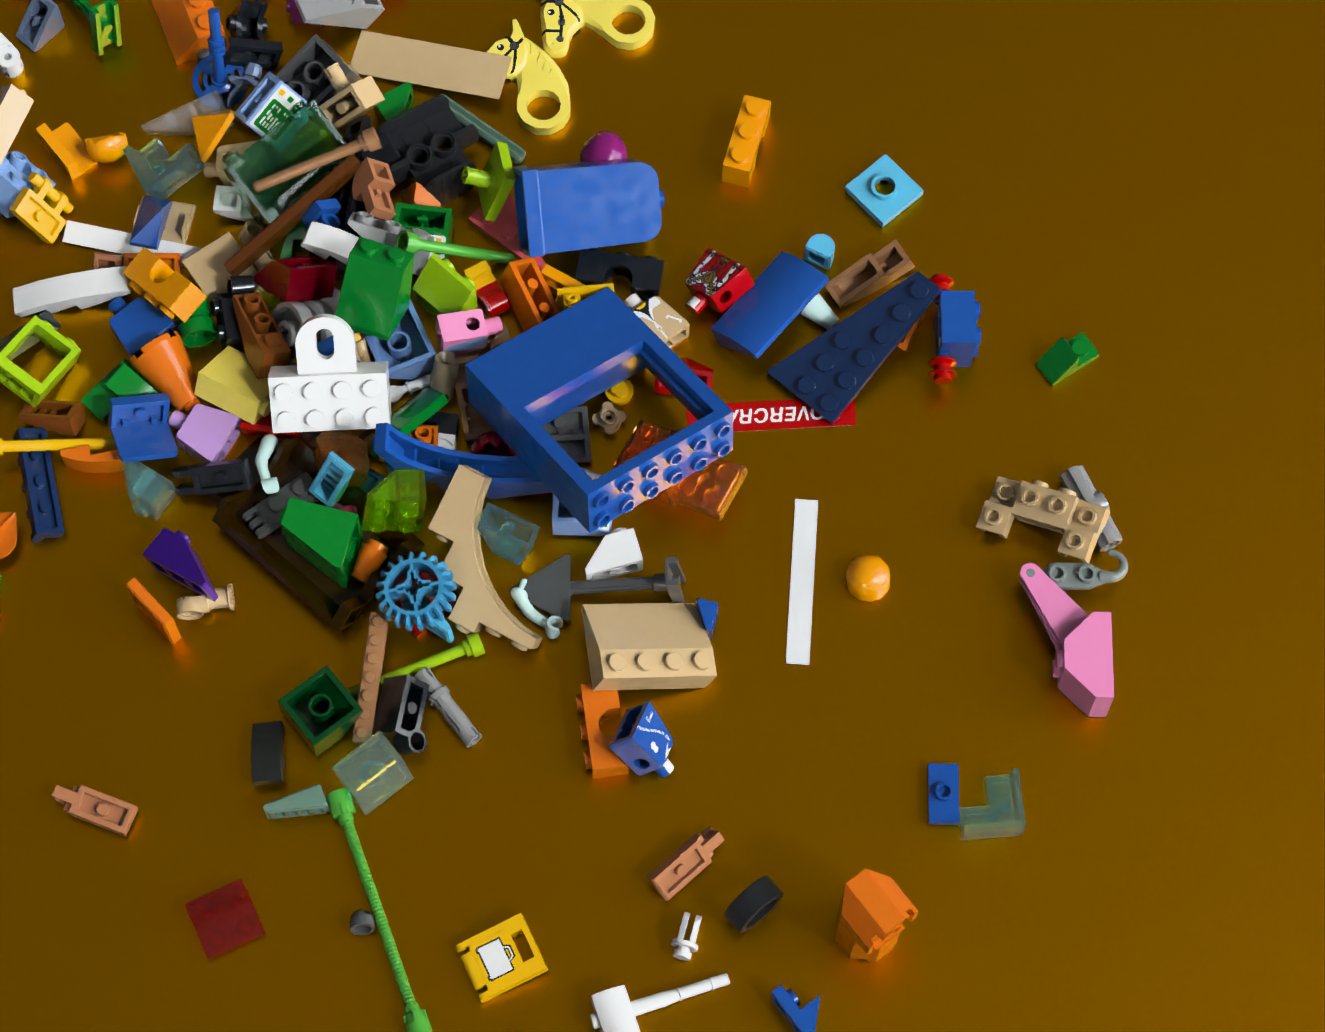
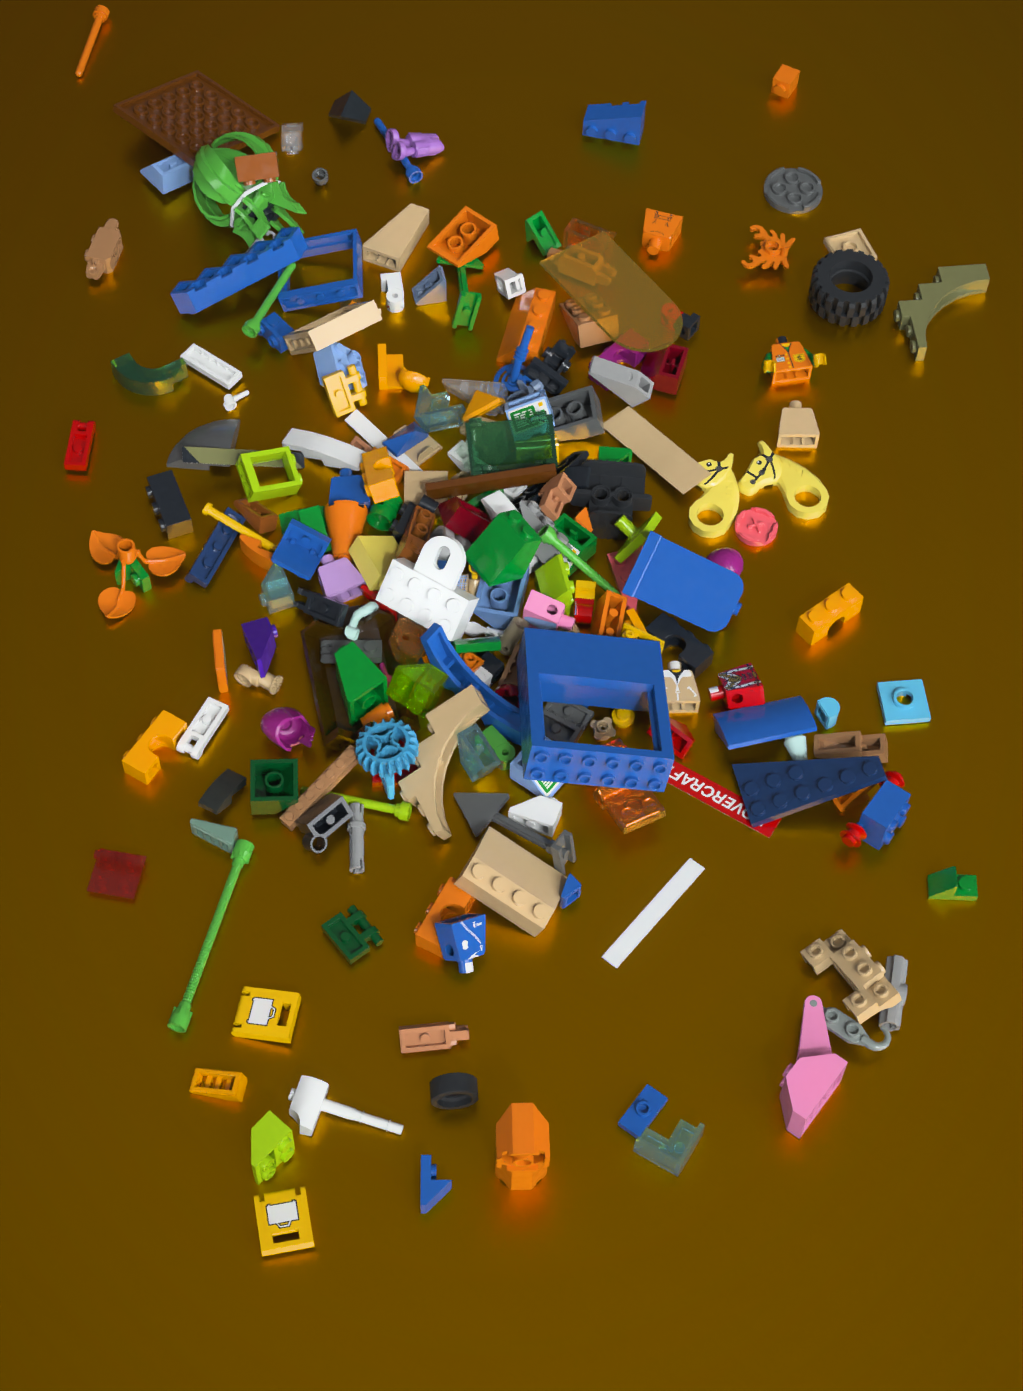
camera: 35 degrees right, 10 degrees down
(96, 808) = (94, 756): nougat hinge -> none
(152, 728) = (163, 731): none -> light orange arch
(189, 696) = (202, 727): none -> white plate
(281, 634) = (287, 728): none -> magenta helmet
(323, 212) = (512, 490): blue tile -> none
(329, 485) = (389, 650): medium azure slope -> none
(350, 99) = (582, 436): tan brick -> none
(362, 922) = (196, 933): dark grey hinge -> none
(366, 141) = (569, 460): medium nougat piece -> none
(372, 772) = (275, 845): clear light blue slope -> none
(486, 132) = (658, 506): sand green axle -> none
(519, 820) = (347, 939): none -> dark green plate
(521, 599) = (456, 800): light aqua piece -> none
(522, 506) = (502, 748): none -> bright green leg
(598, 88) = (756, 526): none -> coral tile
(683, 946) = (396, 1083): white arm -> none
(868, 577) = (699, 938): light orange hair -> none

